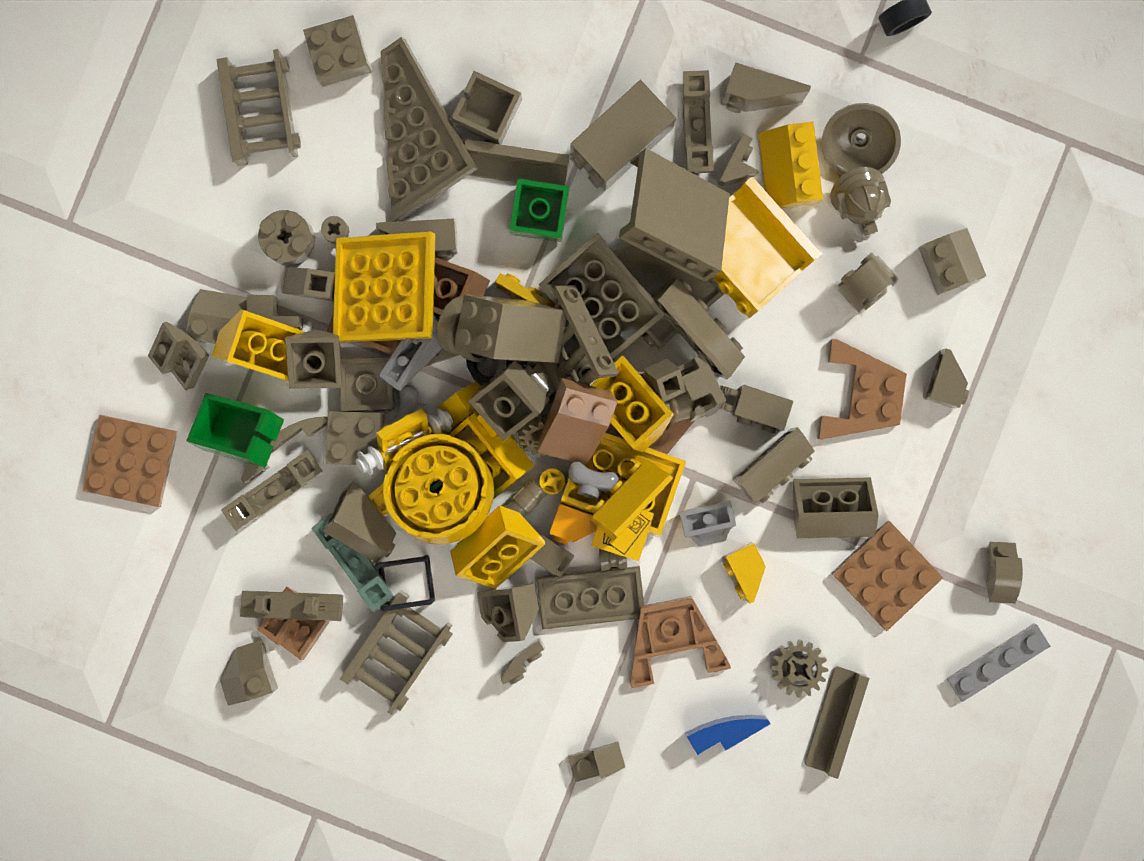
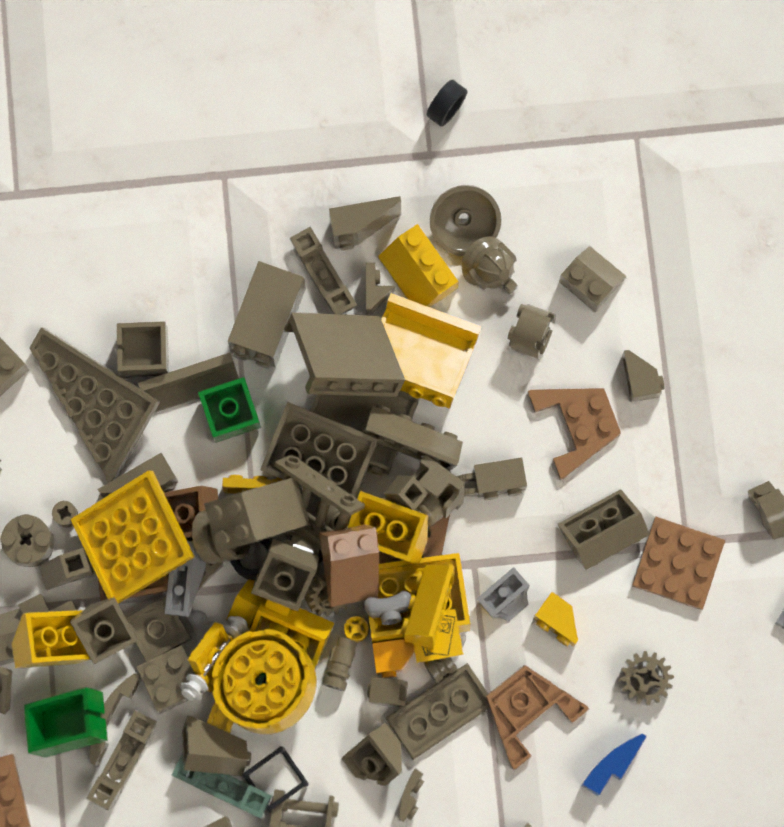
camera: 30 degrees left, 10 degrees down
(496, 548) = (338, 708): yellow slope -> none
(775, 465) = (536, 519): dark tan slope -> none
(837, 721) = (702, 707): dark tan panel -> none

